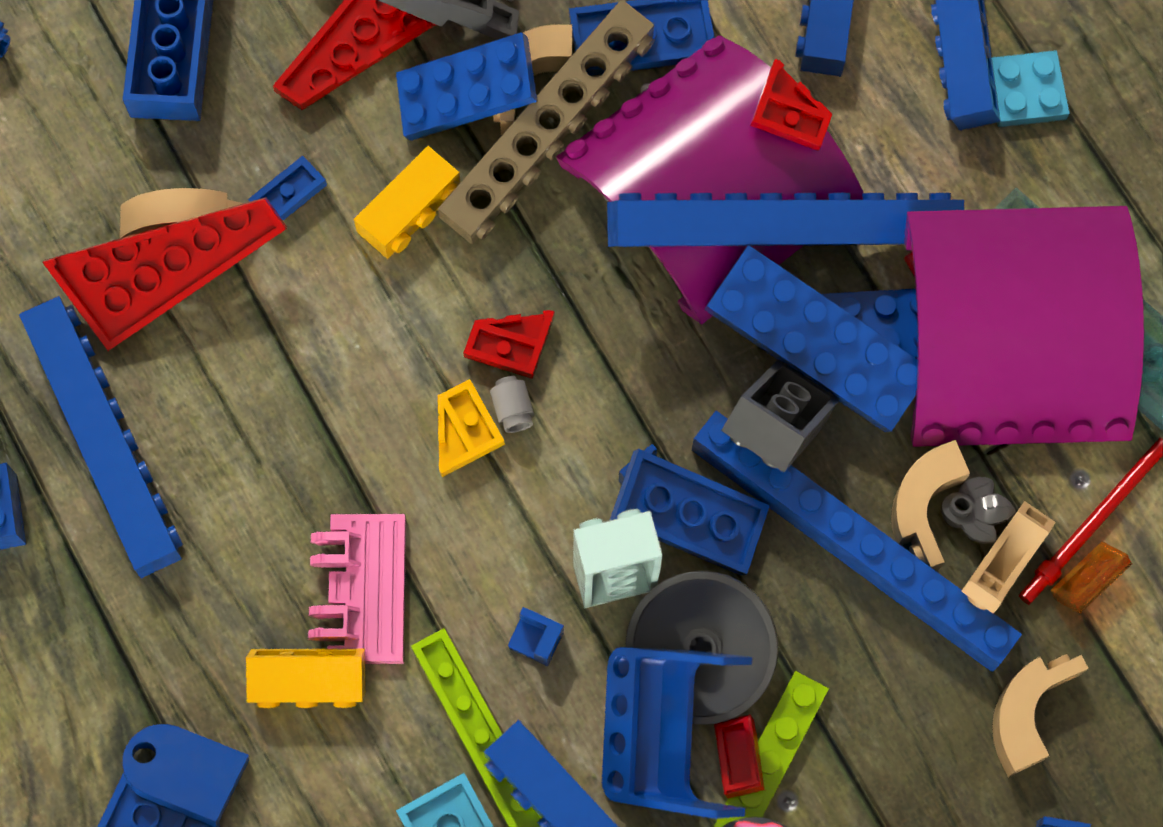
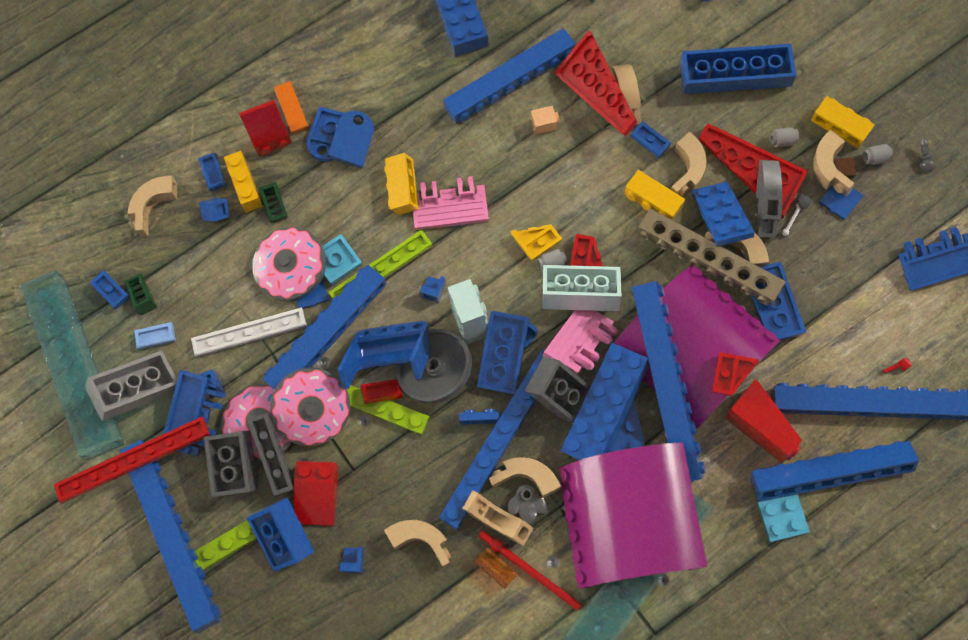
camera: 90 degrees right, 0 degrees up
(211, 380) = (544, 120): none -> light nougat brick
(352, 118) = (695, 158): none -> tan arch
(580, 354) = (581, 288): none -> light aqua brick
(684, 377) = (579, 338): none -> bright pink hinge
(807, 559) = (488, 416): none -> blue plate
(872, 81) = (764, 423): none -> red slope

